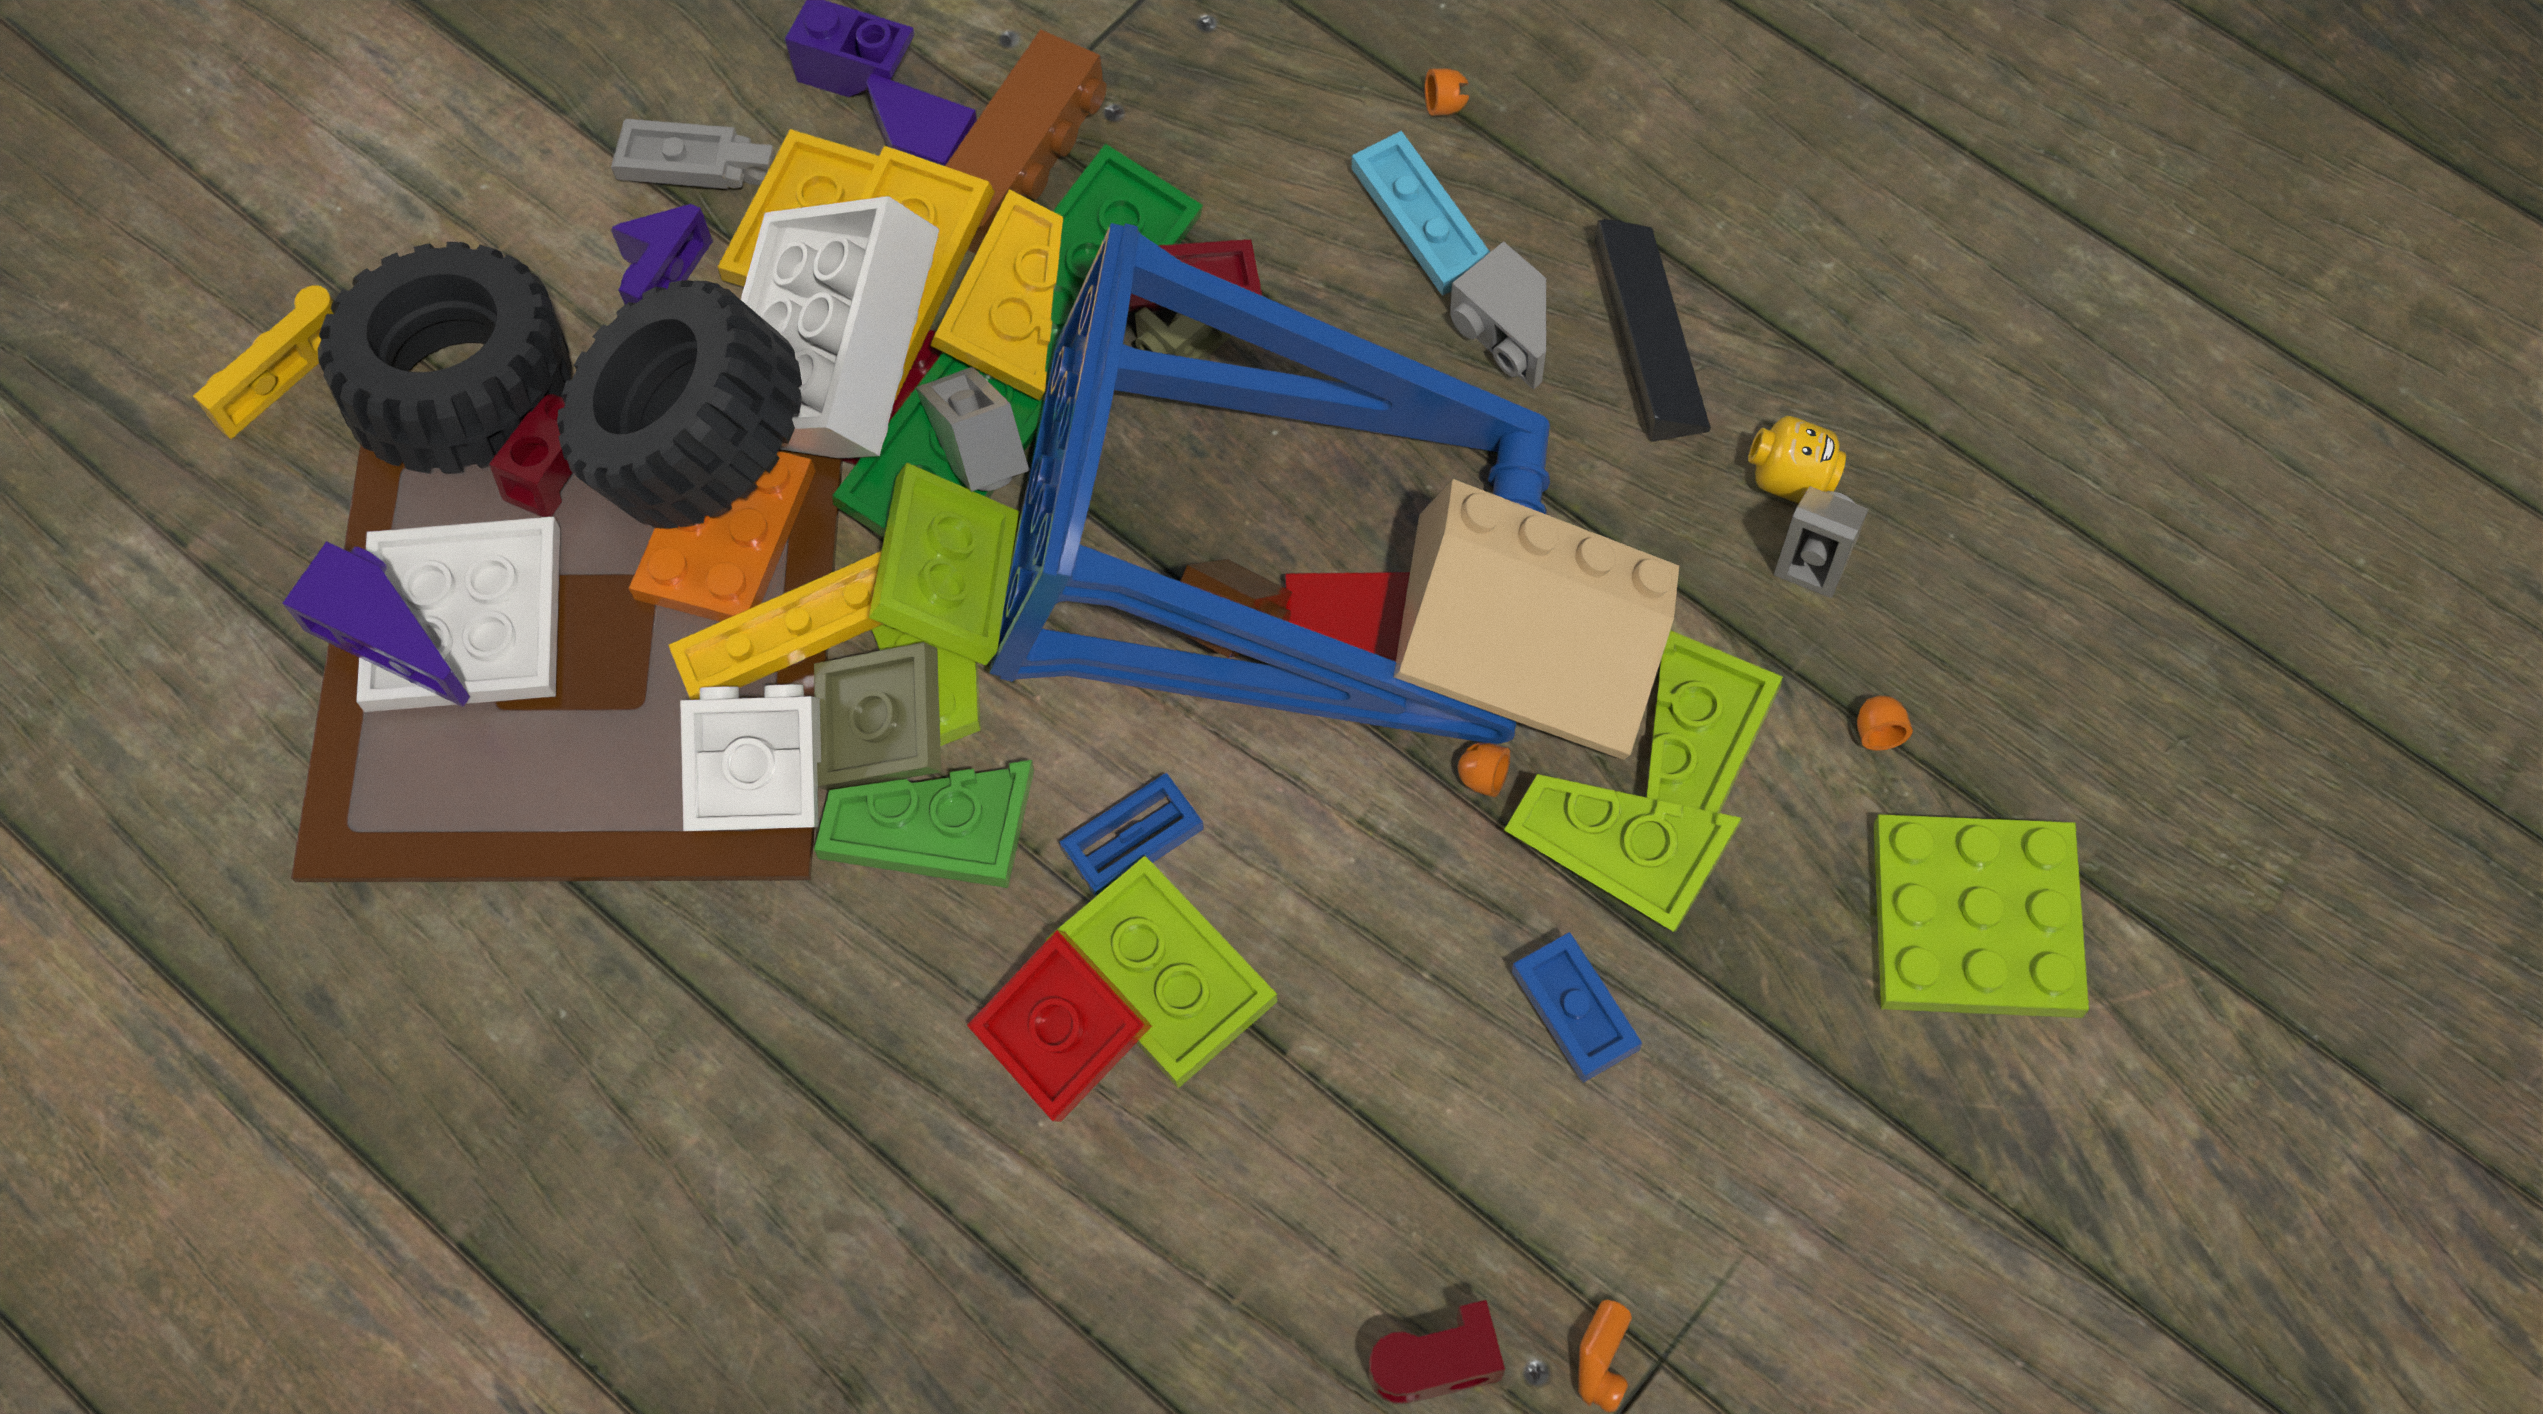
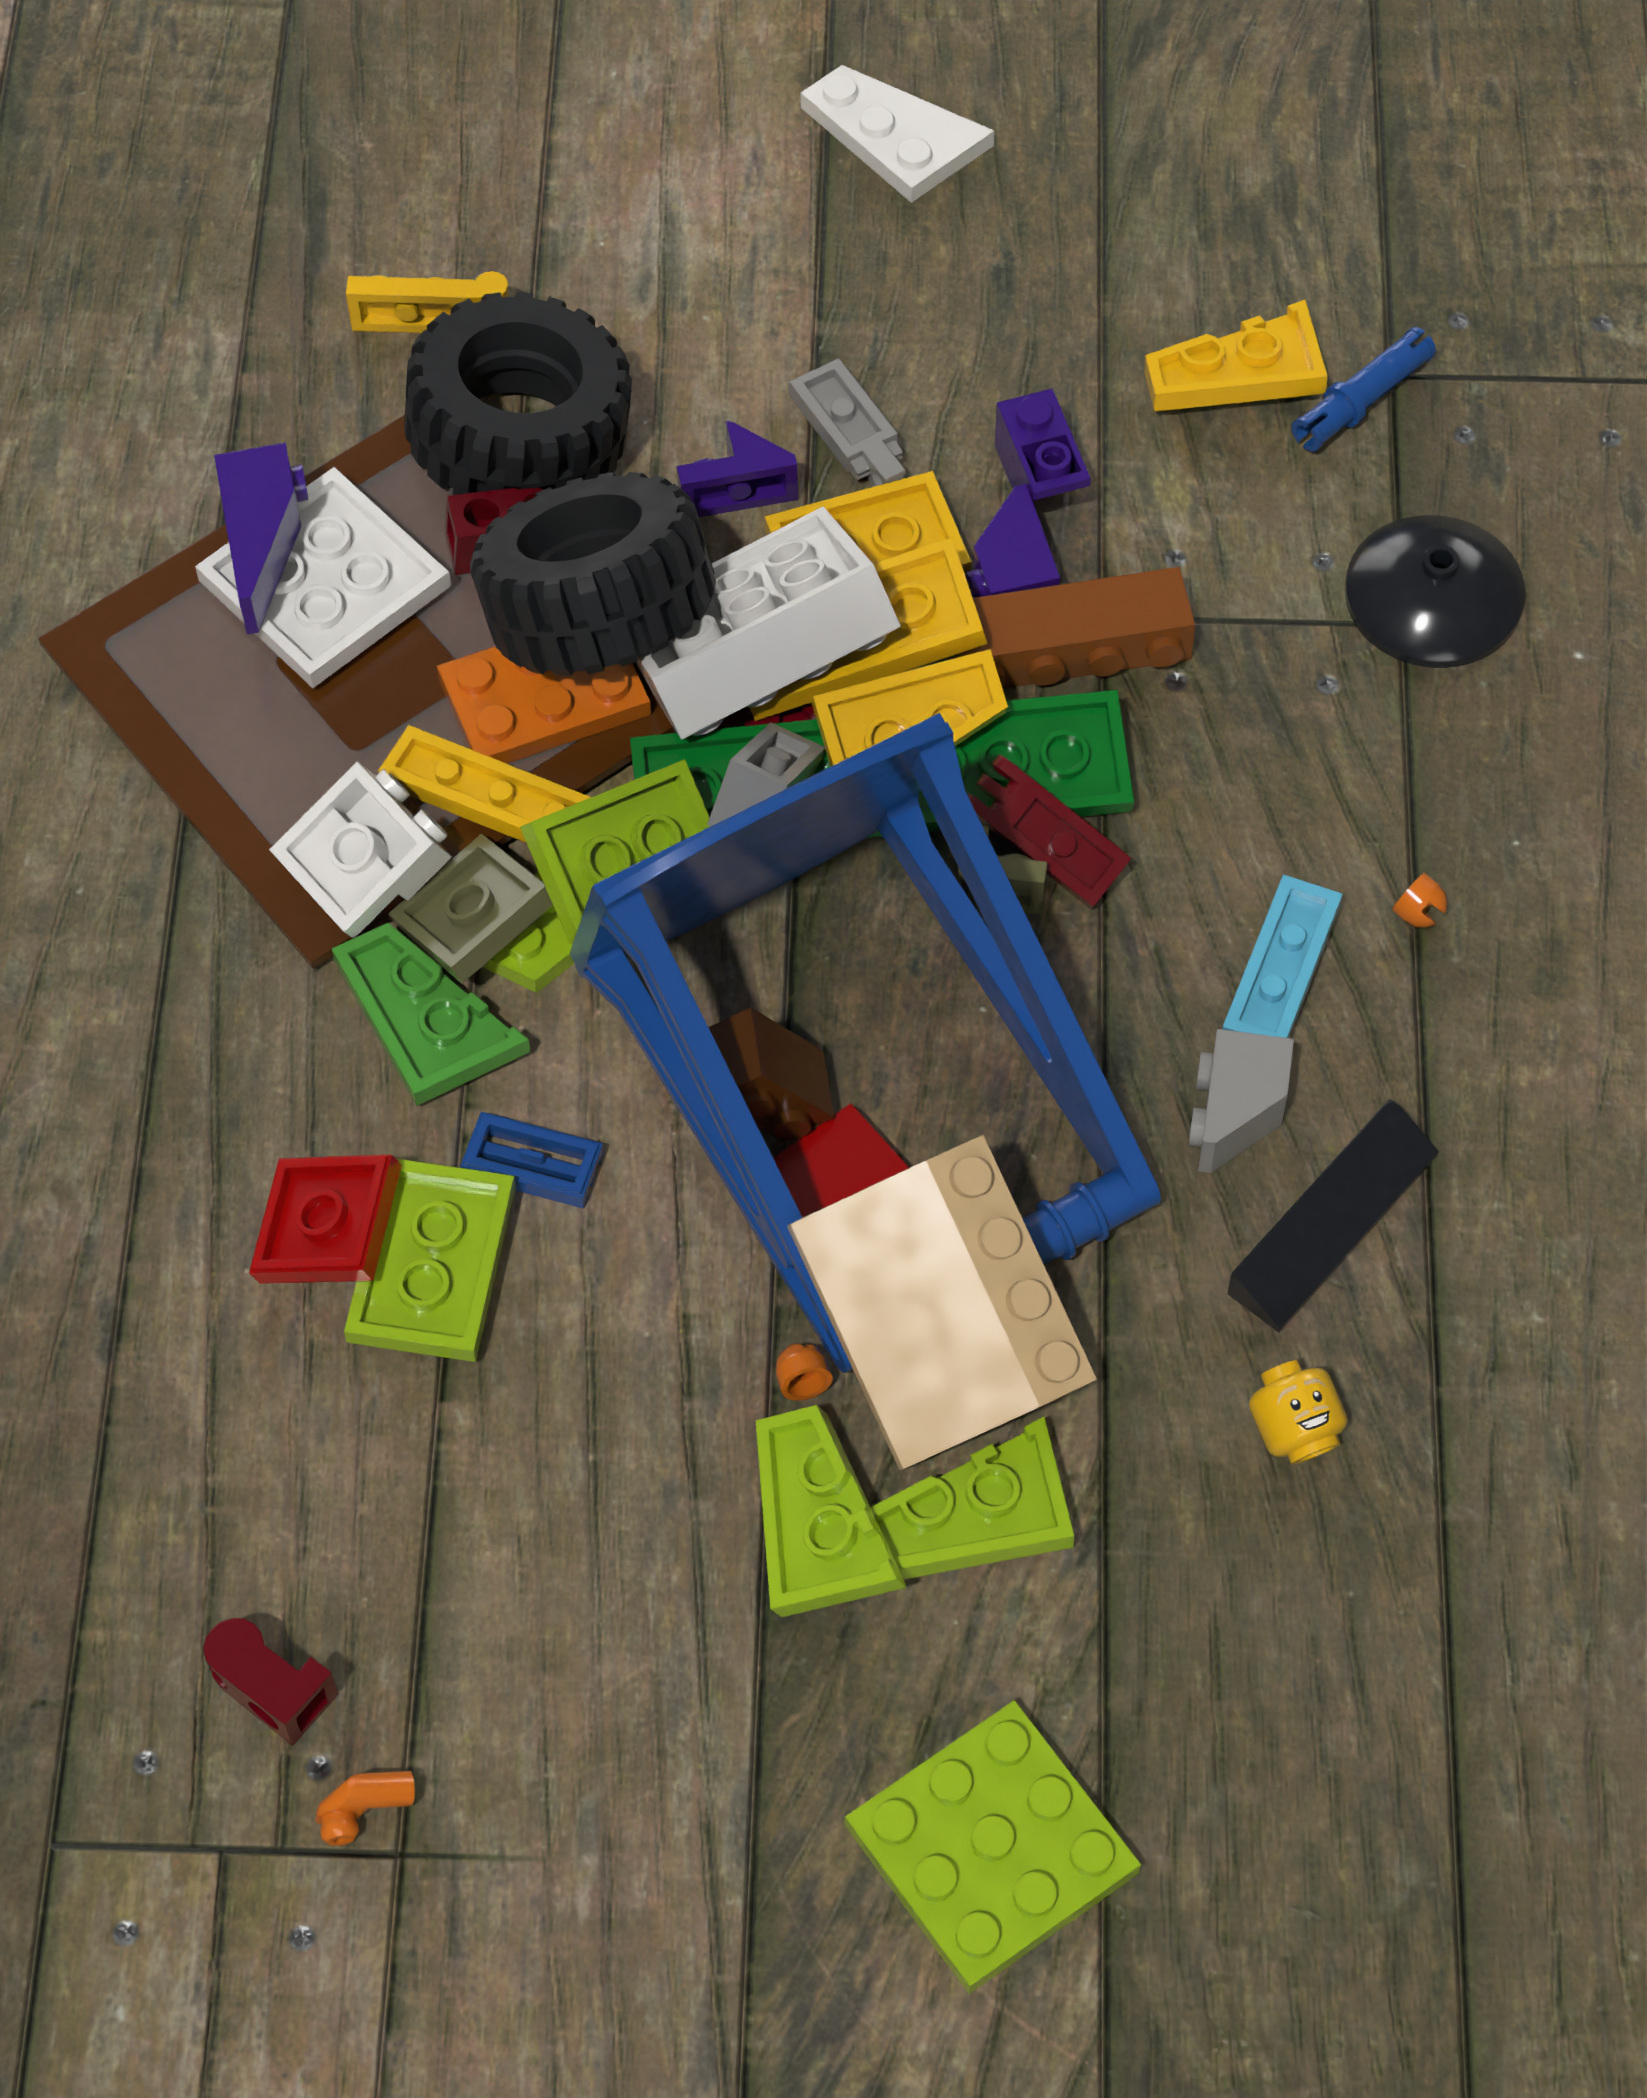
camera: 50 degrees right, 5 degrees down
(1576, 1007) = (644, 1581): blue plate -> none
(1820, 540) = (1235, 1477): light grey slope -> none
(1883, 723) = (1106, 1649): orange hinge -> none

